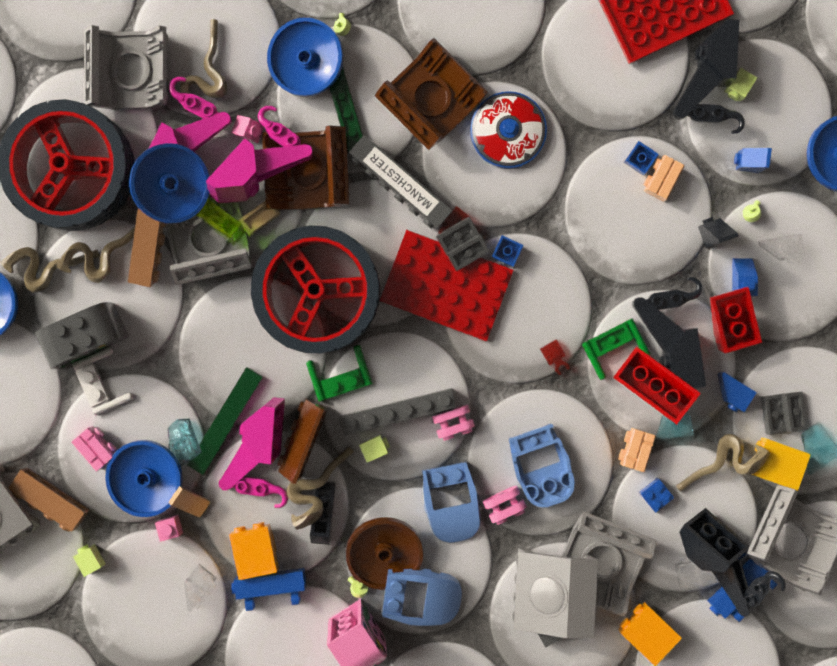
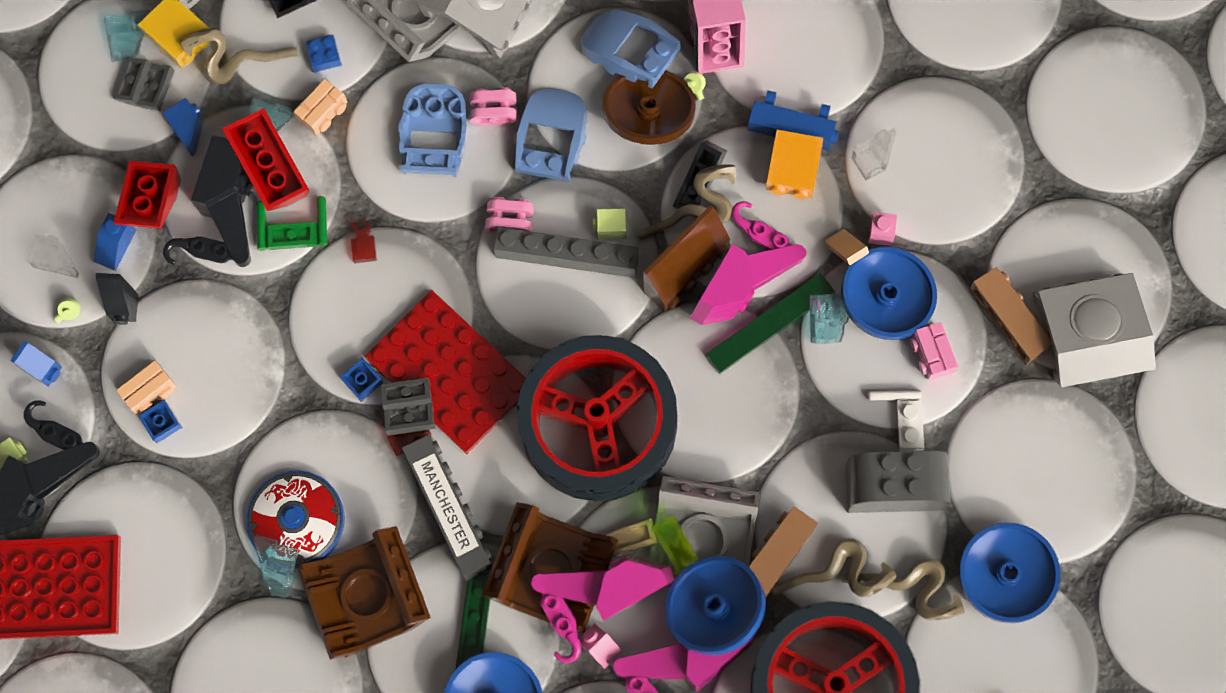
camera: 150 degrees left, 15 degrees down
(88, 559) = (989, 231): yellowish green brick -> none
(343, 382) = (619, 312): green plate -> none
(504, 89) = (276, 565): none -> clear light blue slope

